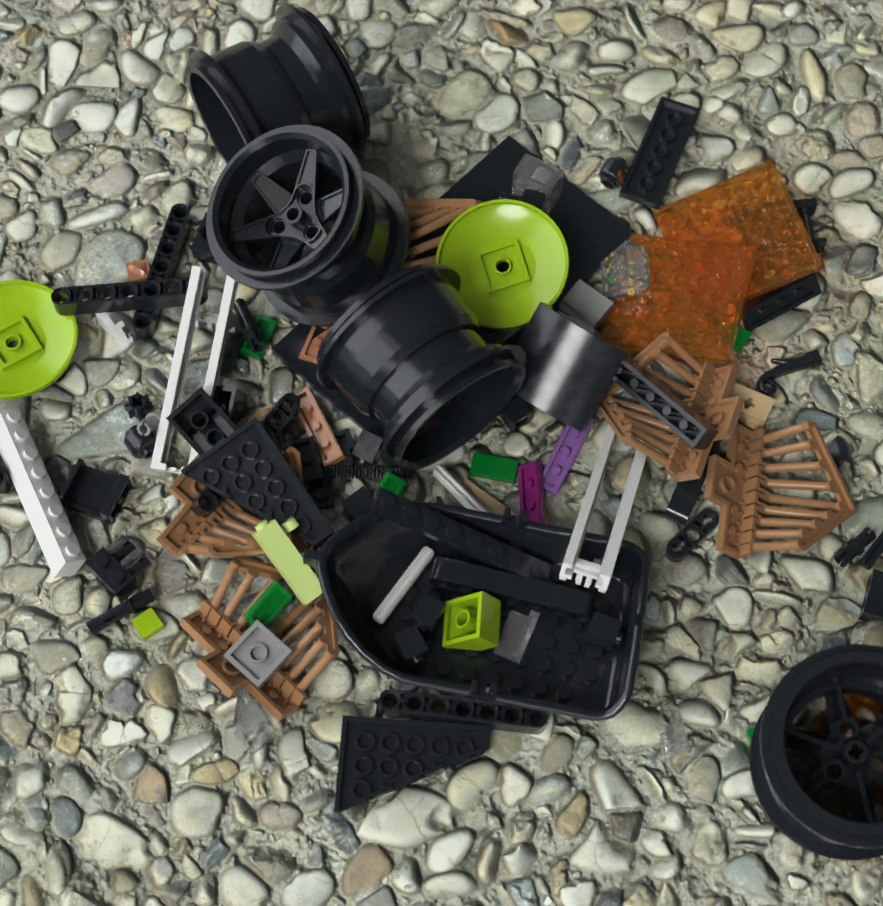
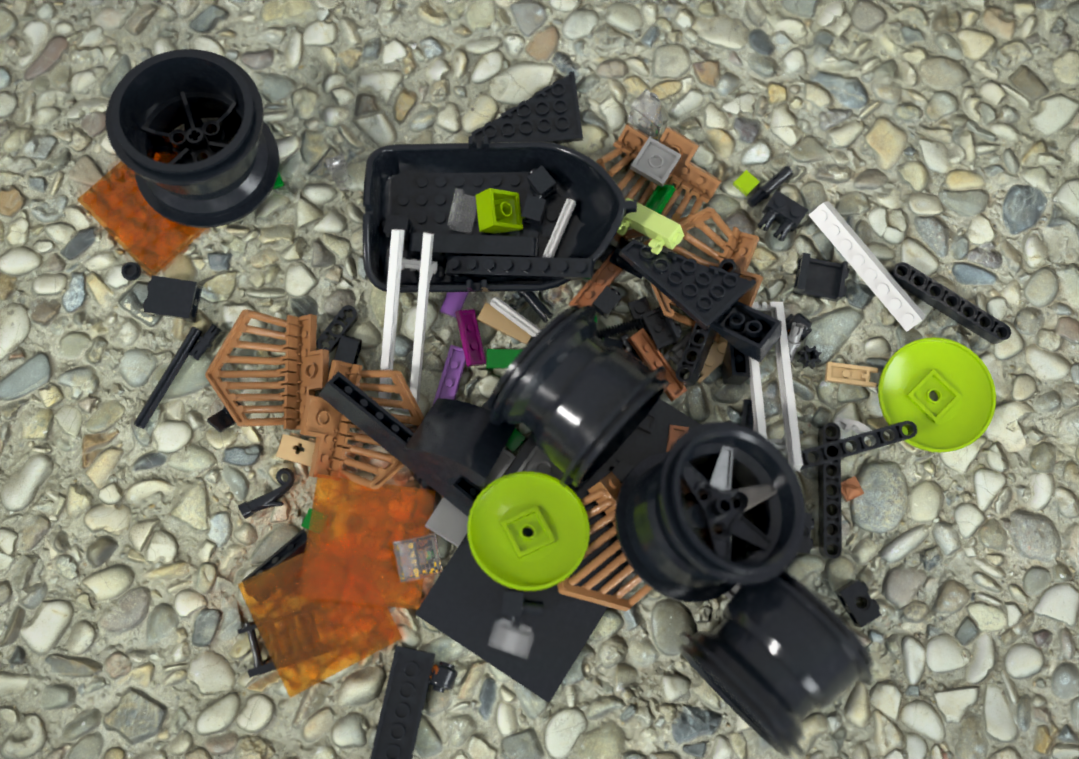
camera: 170 degrees right, 15 degrees up
(98, 381) = (850, 374): none -> tan hinge
(168, 156) = (867, 612): none -> black brick

